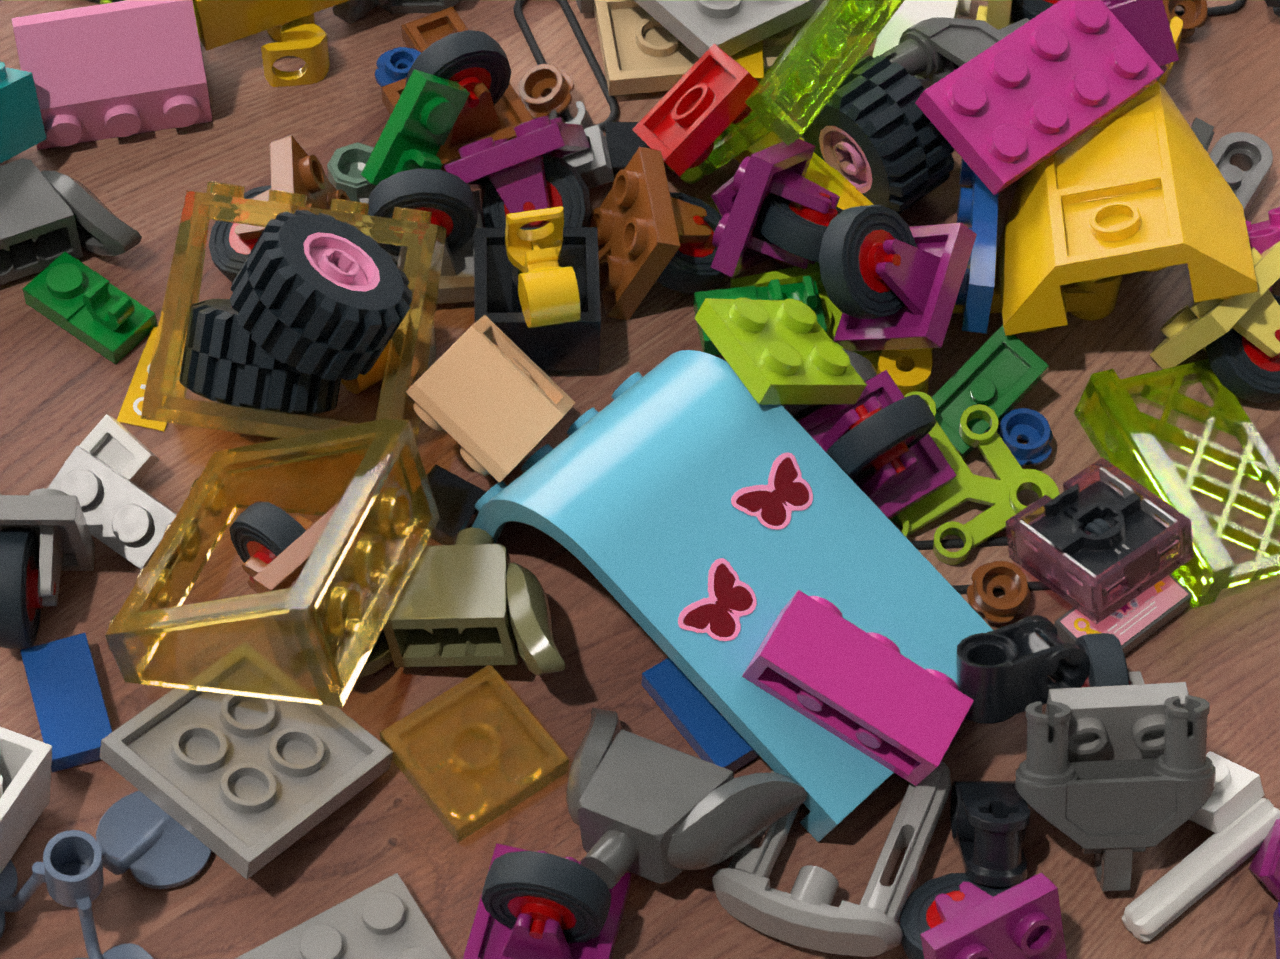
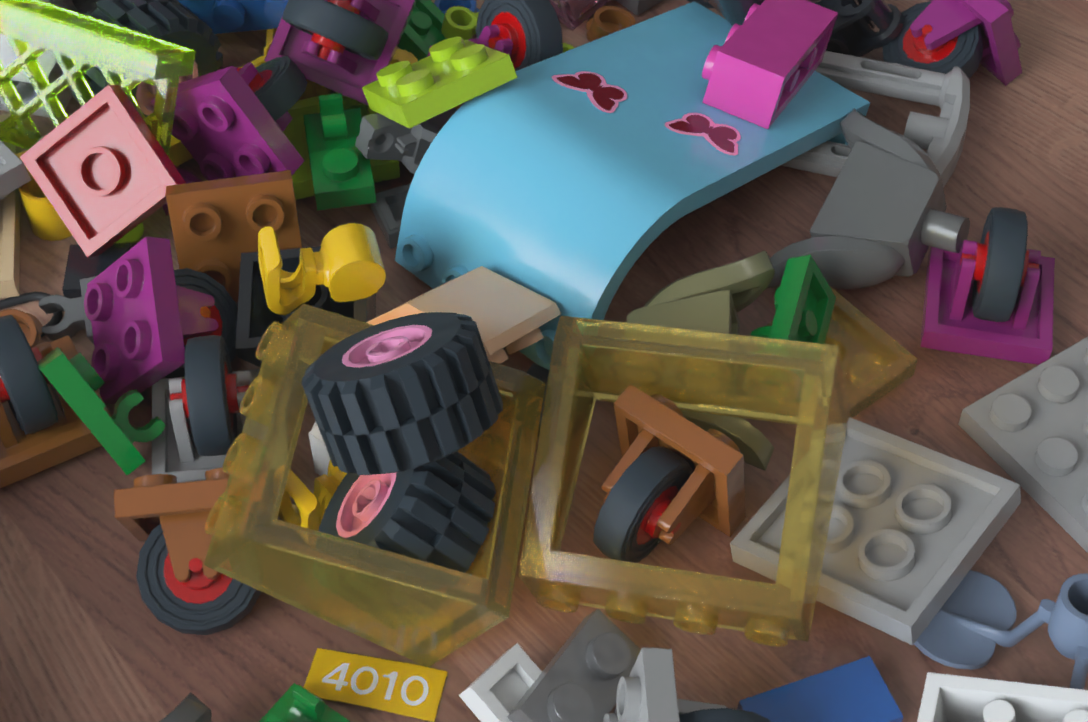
camera: 90 degrees left, 5 degrees down
(346, 169) = (93, 499): sand green tile -> none
(482, 699) = (801, 304): none -> green plate
(696, 717) = (748, 212): blue tile -> none

